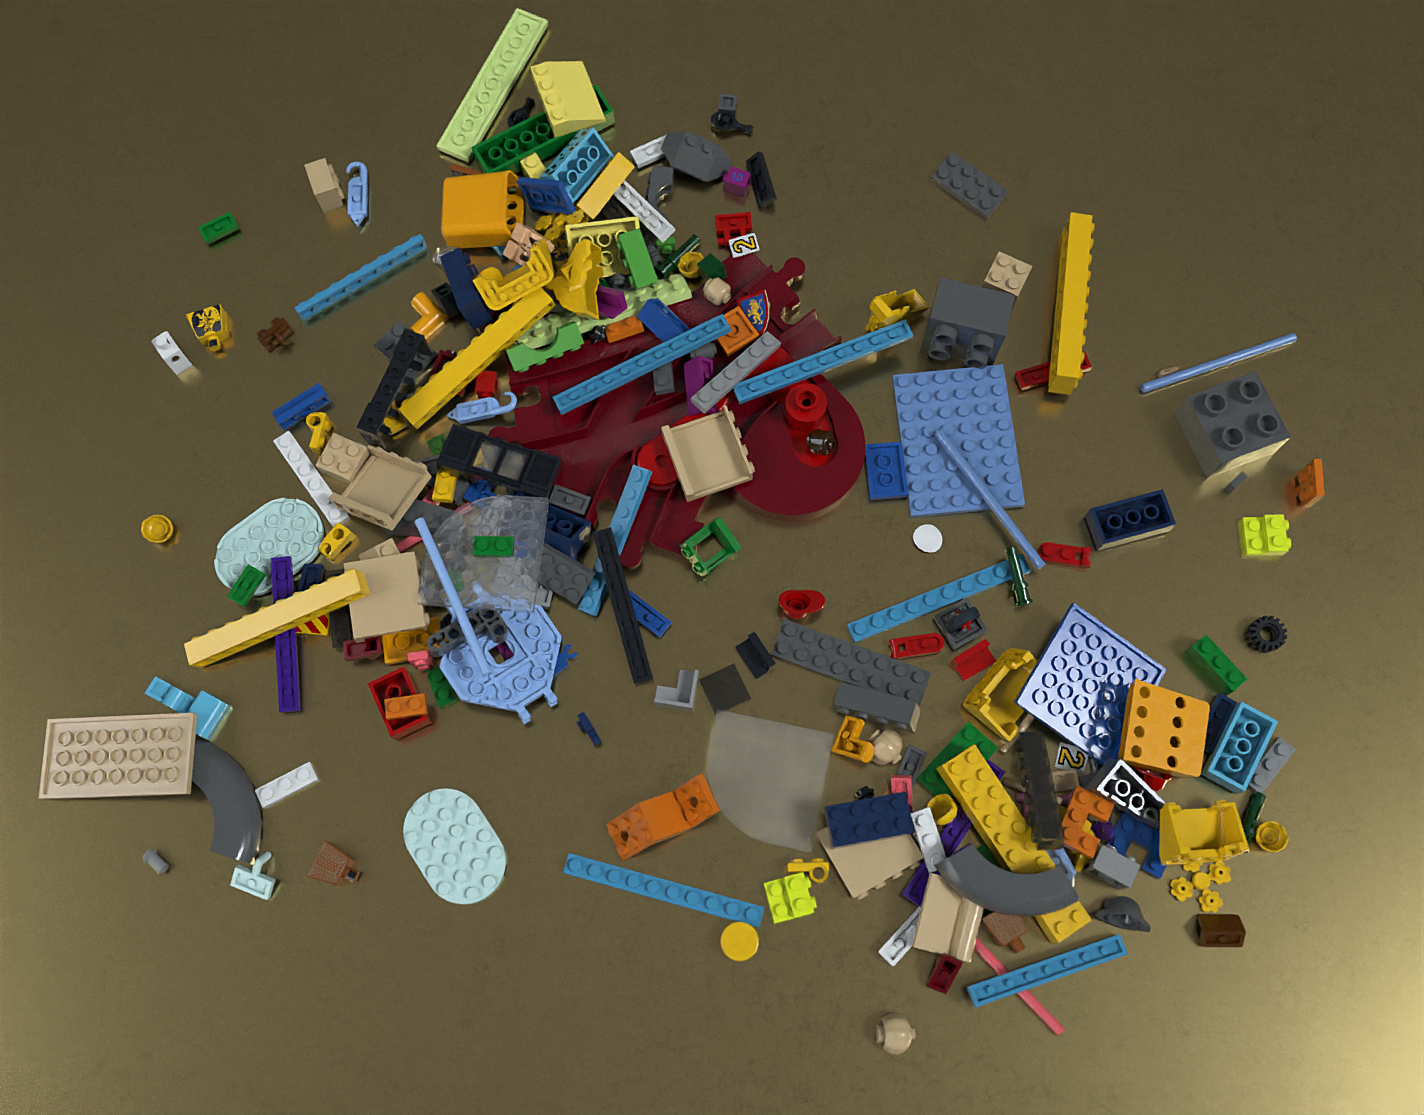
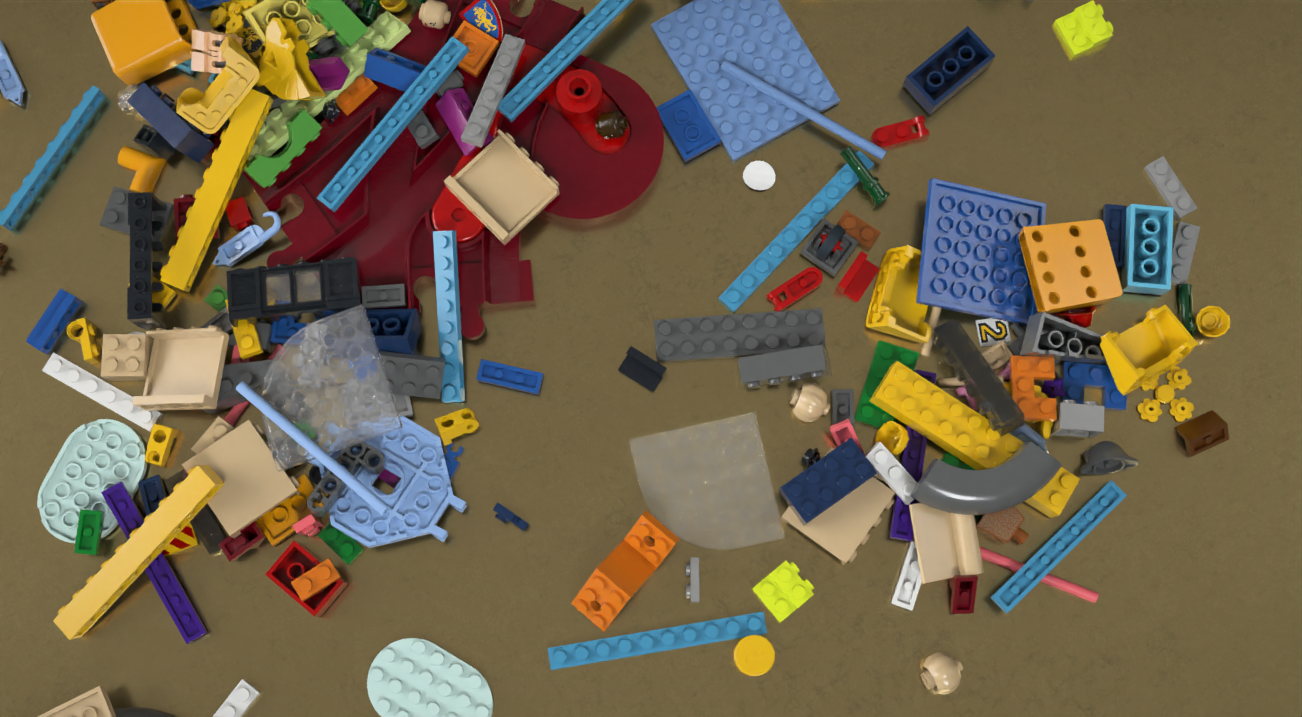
camera: 25 degrees left, 5 degrees up
(208, 708) = (106, 672): medium azure plate -> none
(493, 546) = (330, 379): green plate -> none
(580, 632) = (456, 424): none -> yellow leg
(622, 605) = (487, 378): black plate -> none
(681, 697) = (589, 441): light grey panel -> none
(720, 844) = (692, 589): none -> light grey plate
(725, 537) = (557, 263): green panel -> none
(725, 689) = (627, 416): clear smoke tile -> none
(798, 866) = (779, 556): yellow plate -> none
(801, 602) = (663, 296): red piece -> none
(848, 742) = (772, 414): light orange brick -> none
(992, 620) = (859, 230): none -> dark orange plate
(1216, 665) = (1091, 178): green brick -> none
(1259, 642) = (1131, 115): black tyre -> none
(1283, 704) = (1170, 187): none -> light grey plate

